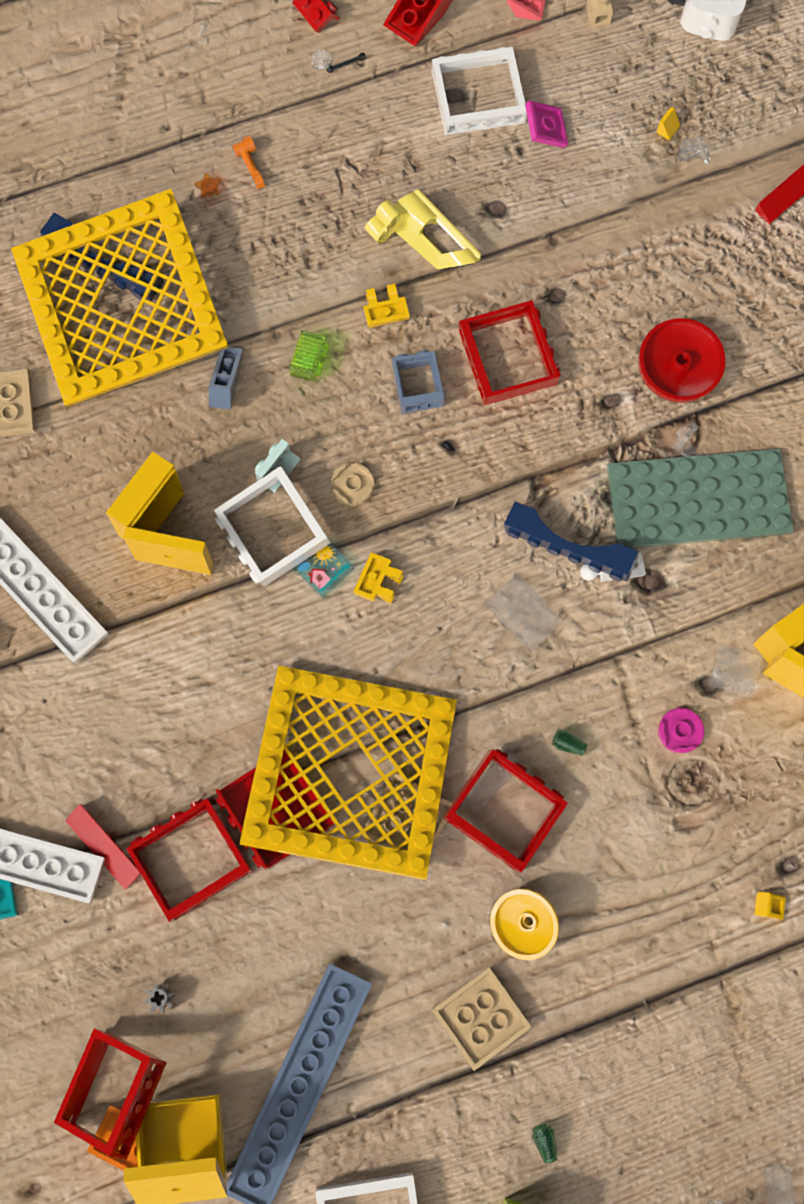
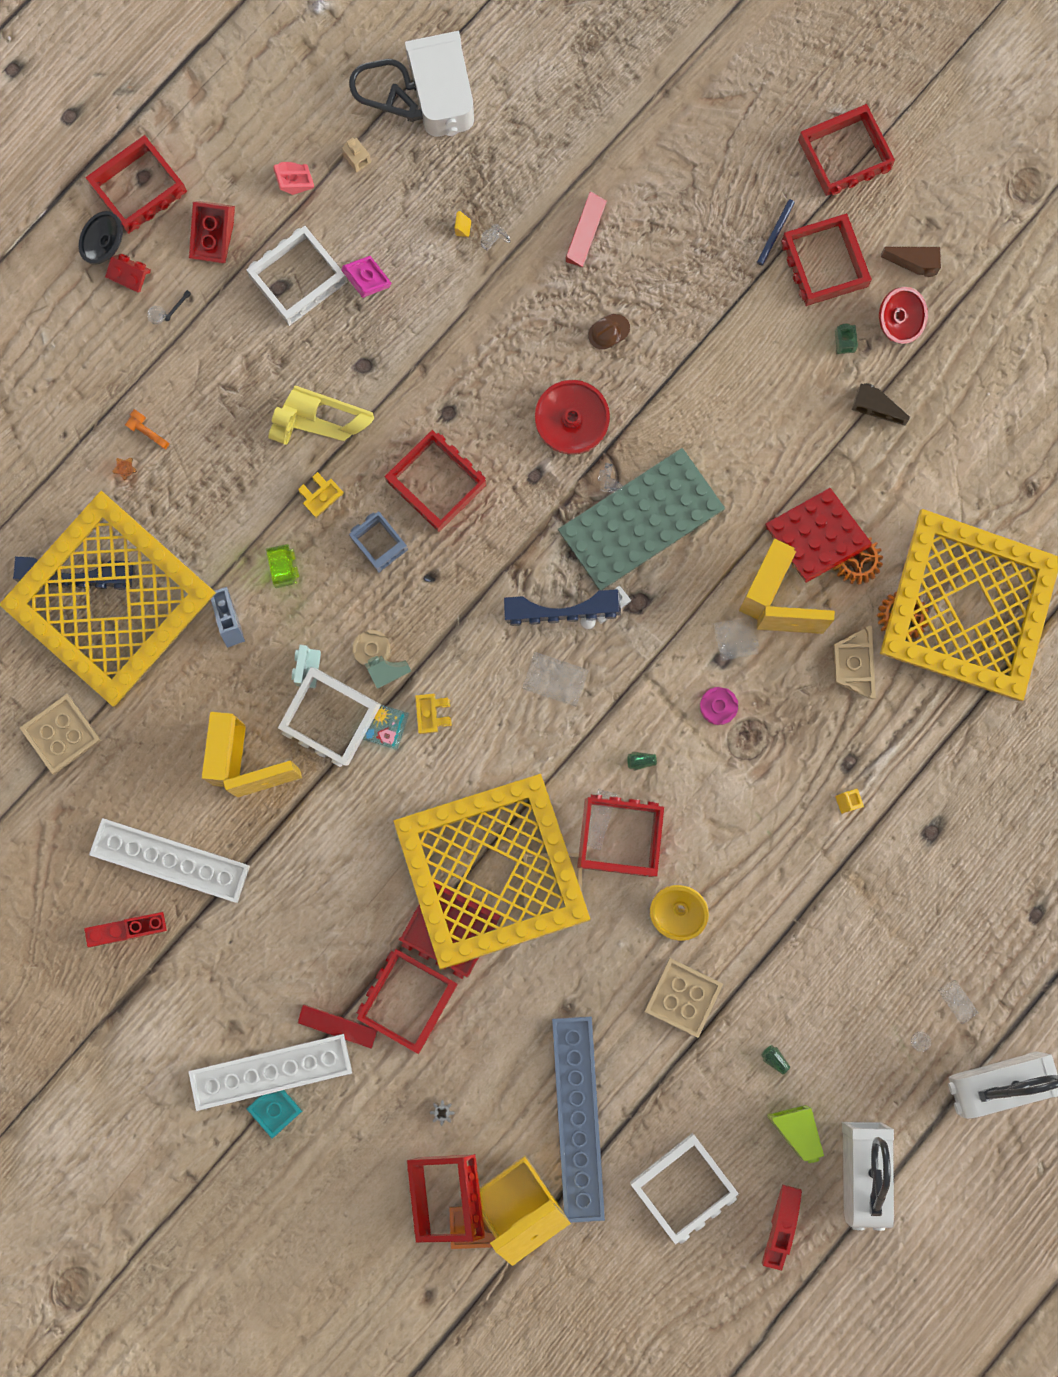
camera: 25 degrees left, 5 degrees up
(352, 512) = (384, 672): none -> sand green arch
(763, 298) = (608, 331): none -> reddish brown piece

